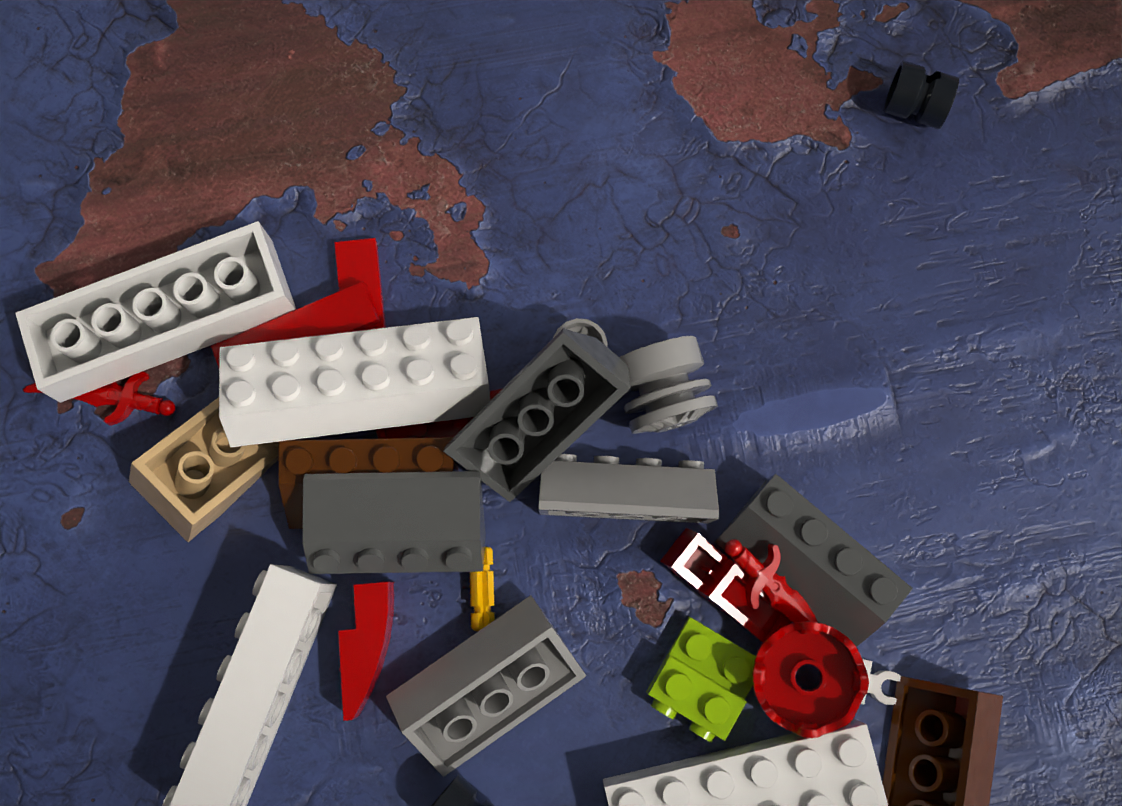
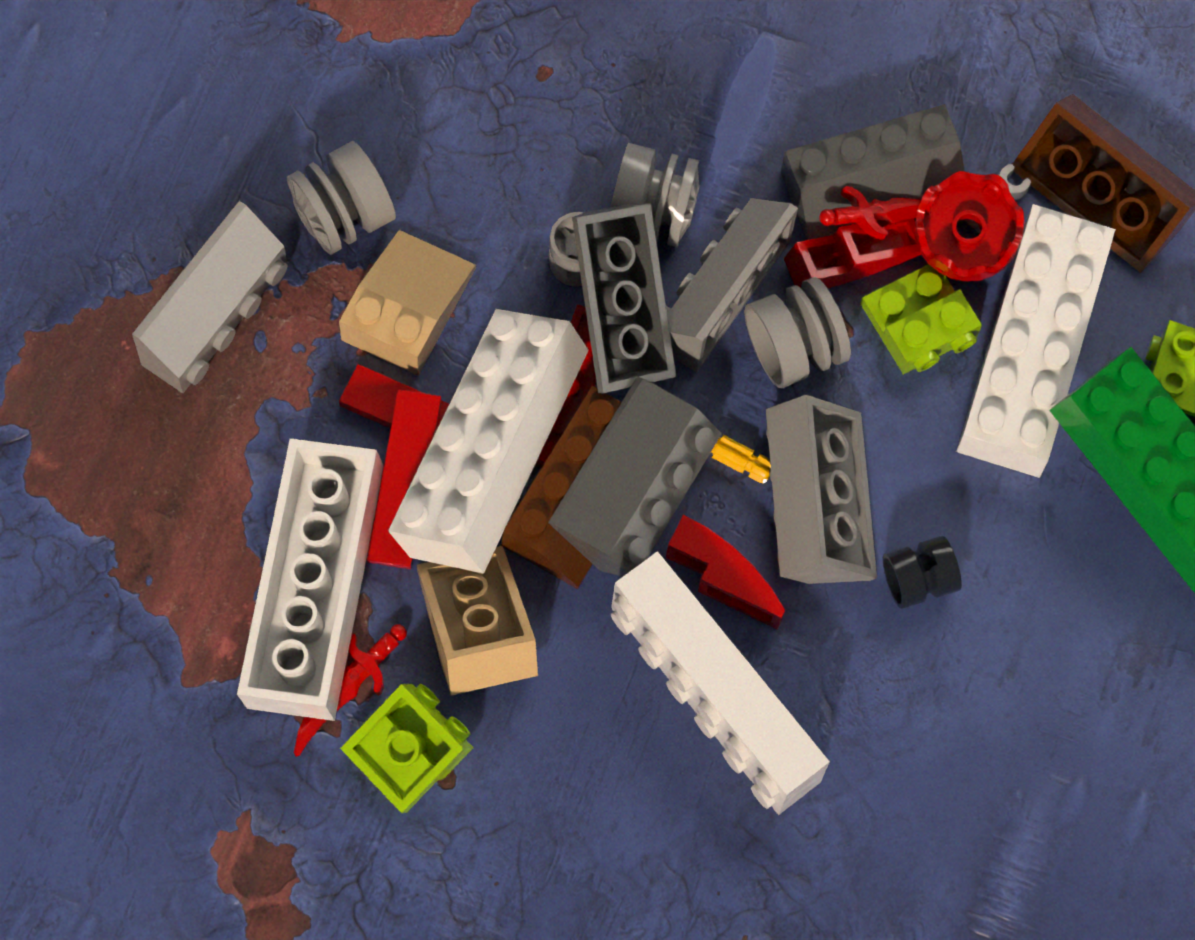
camera: 65 degrees left, 10 degrees down
(68, 474) = (408, 745): none -> lime plate
(350, 87) = (210, 299): none -> light grey slope
(453, 241) = (405, 302): none -> tan slope
(494, 132) = (348, 194): none -> light grey wheel
(615, 583) = (803, 330): none -> light grey wheel

